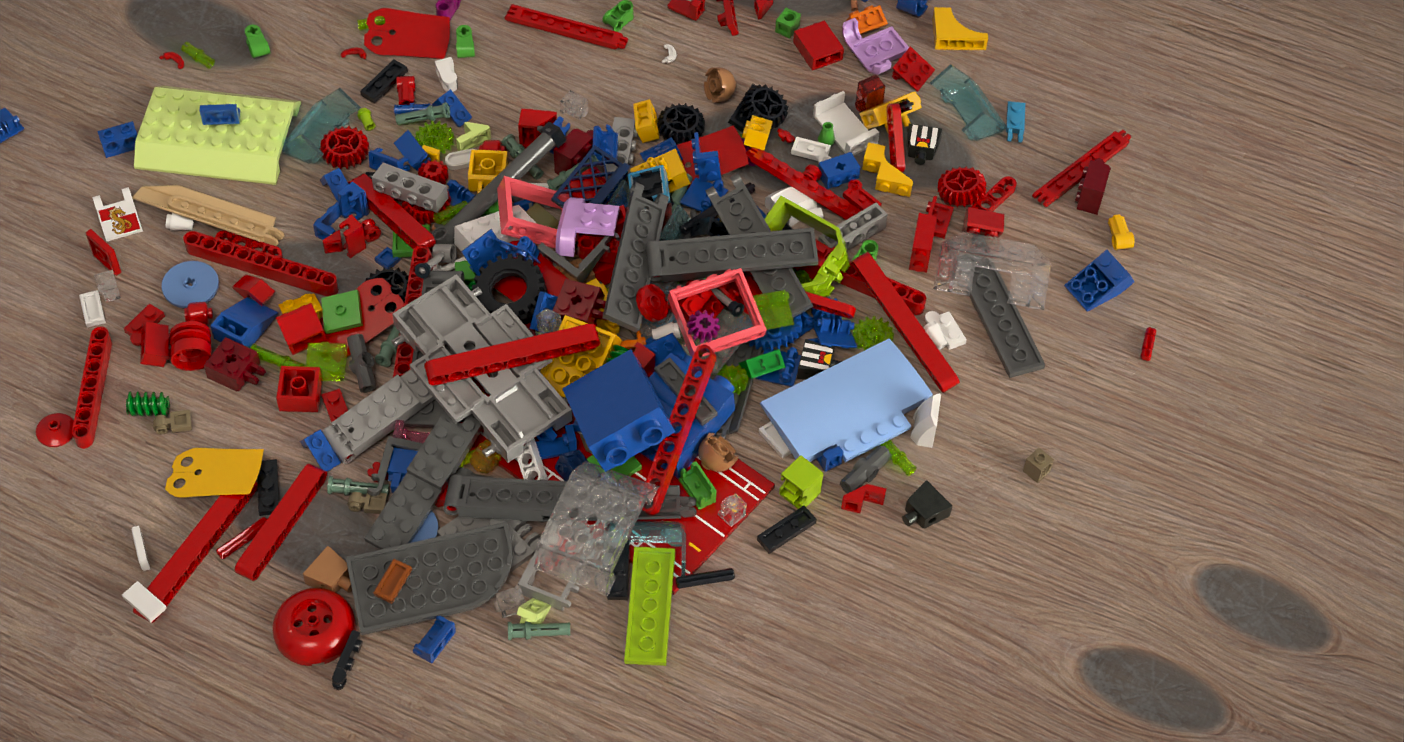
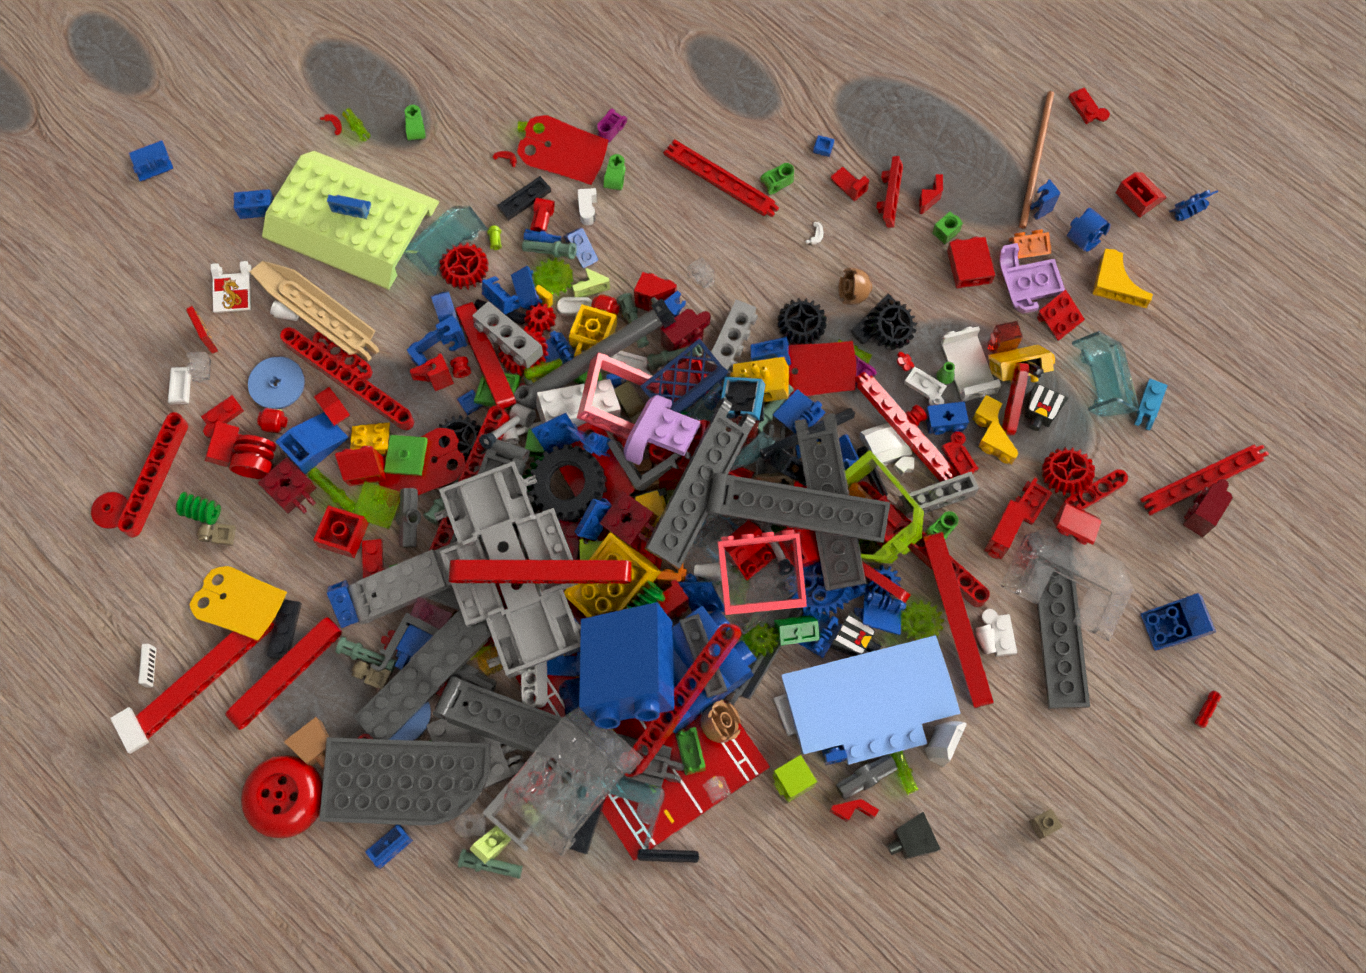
camera: 20 degrees right, 15 degrees up
(240, 539) = (243, 680): red axle -> none
(346, 660) = (299, 845): black hinge -> none
(392, 581) = (363, 777): dark orange tile -> none
(548, 321) = (591, 536): clear brick -> none
(606, 141) = (716, 331): blue hinge -> none
(646, 121) = (766, 311): yellow brick -> none
(650, 606) = (603, 873): lime plate -> none
(652, 303) = (701, 540): red tile -> none
(707, 162) = (809, 385): blue bracket -> none
(710, 326) = (735, 594): magenta gear -> none
(757, 132) = (874, 355): yellow brick -> none
(774, 309) = (822, 578): clear neon green hinge -> none
(786, 529) = (766, 822): black plate -> none
(1120, 234) = (1219, 573): yellow piece -> none

